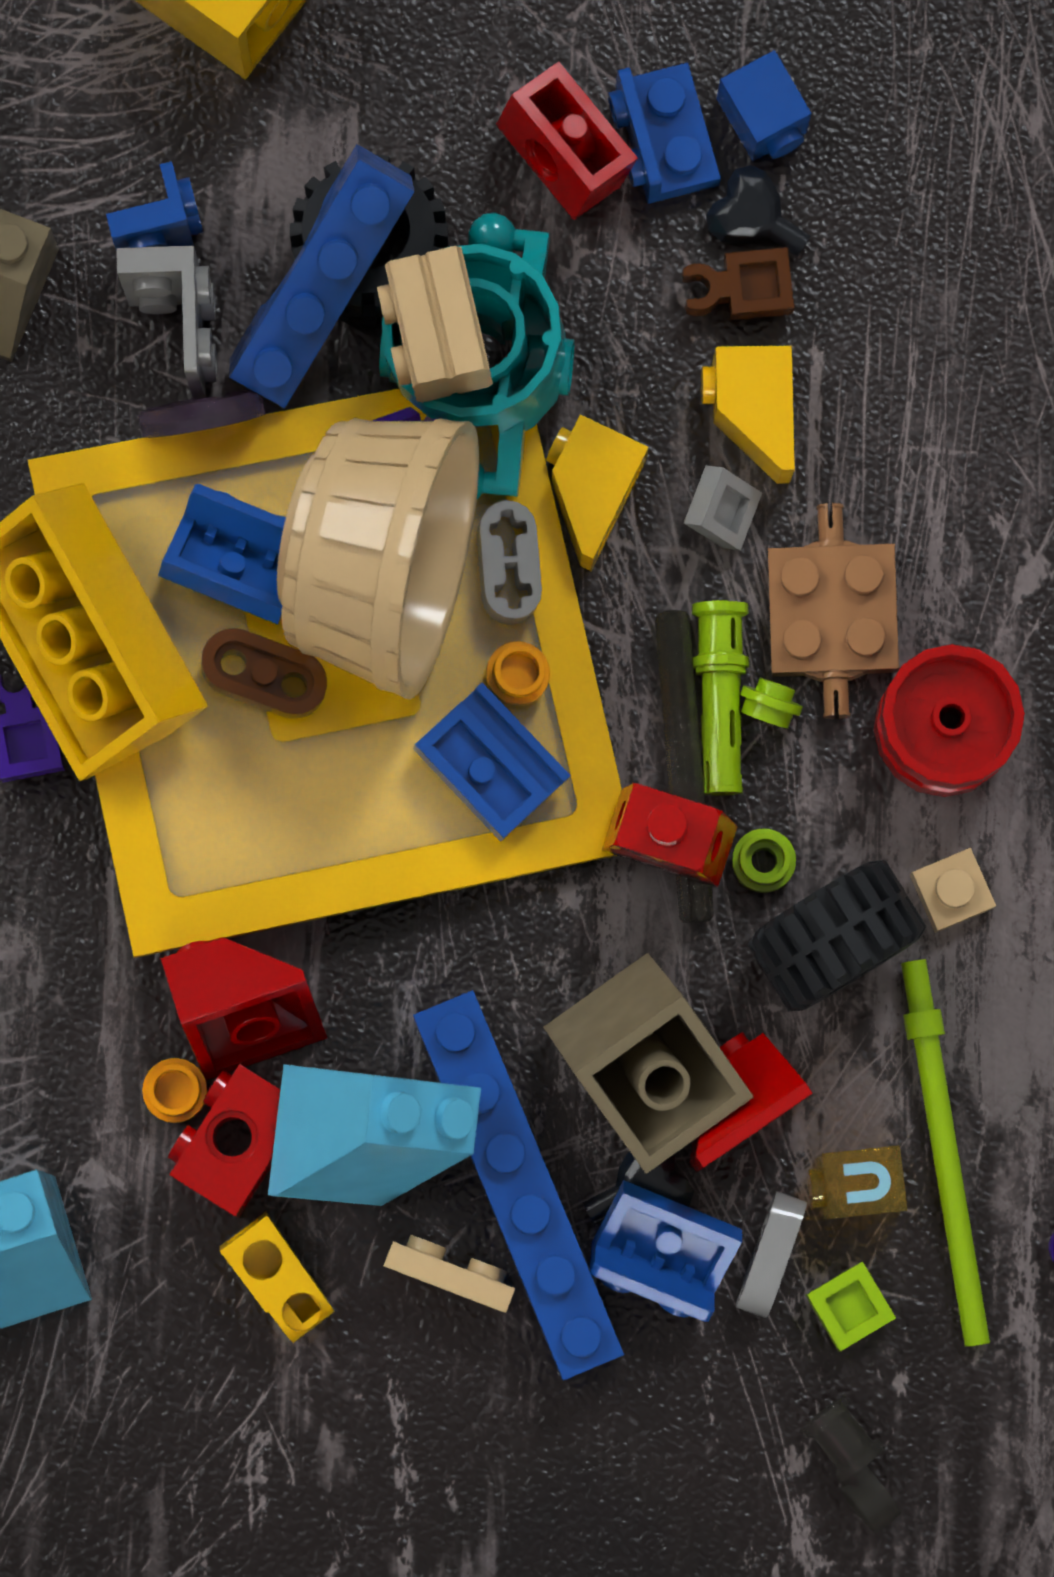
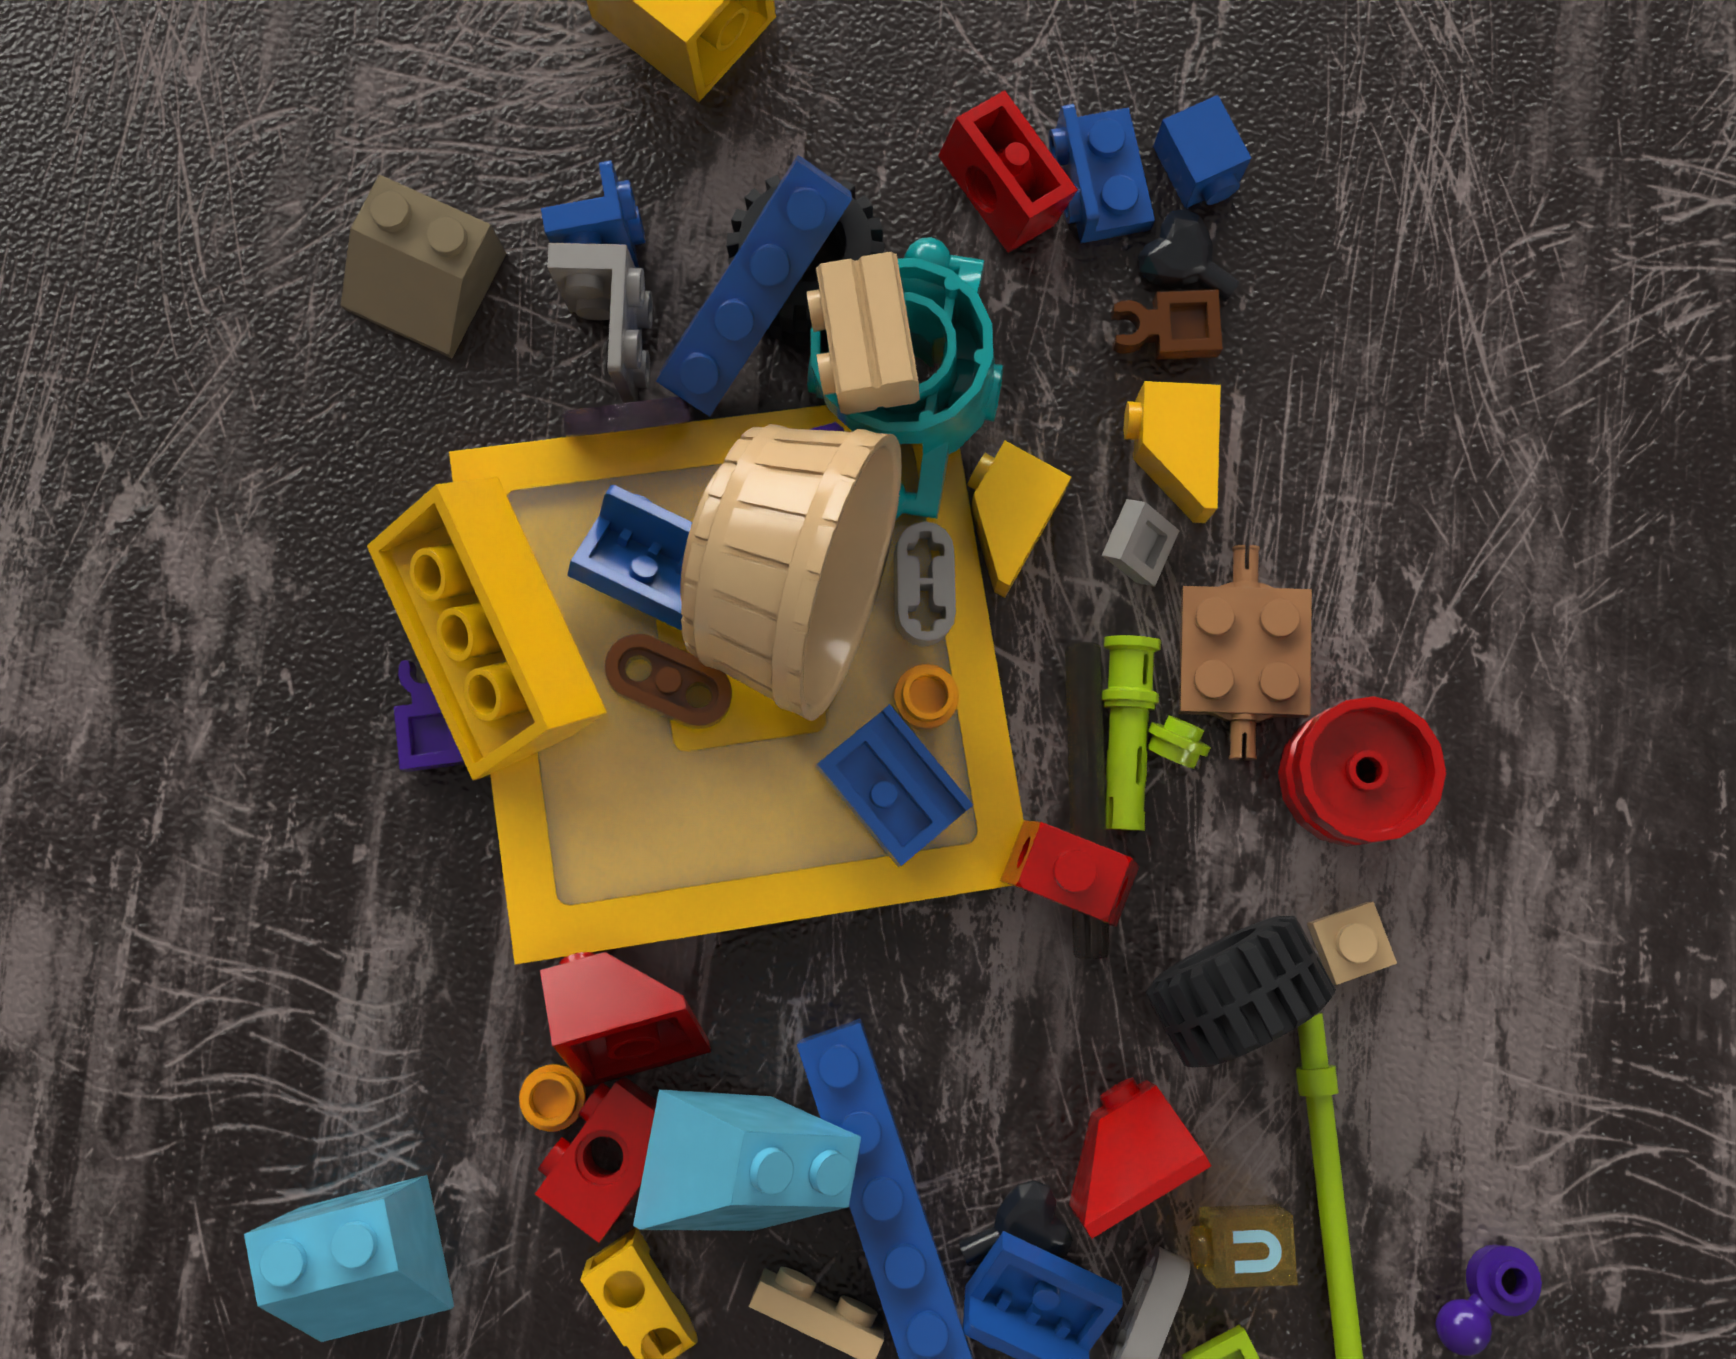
camera: 10 degrees right, 0 degrees up
(648, 1062) = (1035, 1114): dark tan slope -> none
(769, 841) = (1182, 900): lime plate -> none

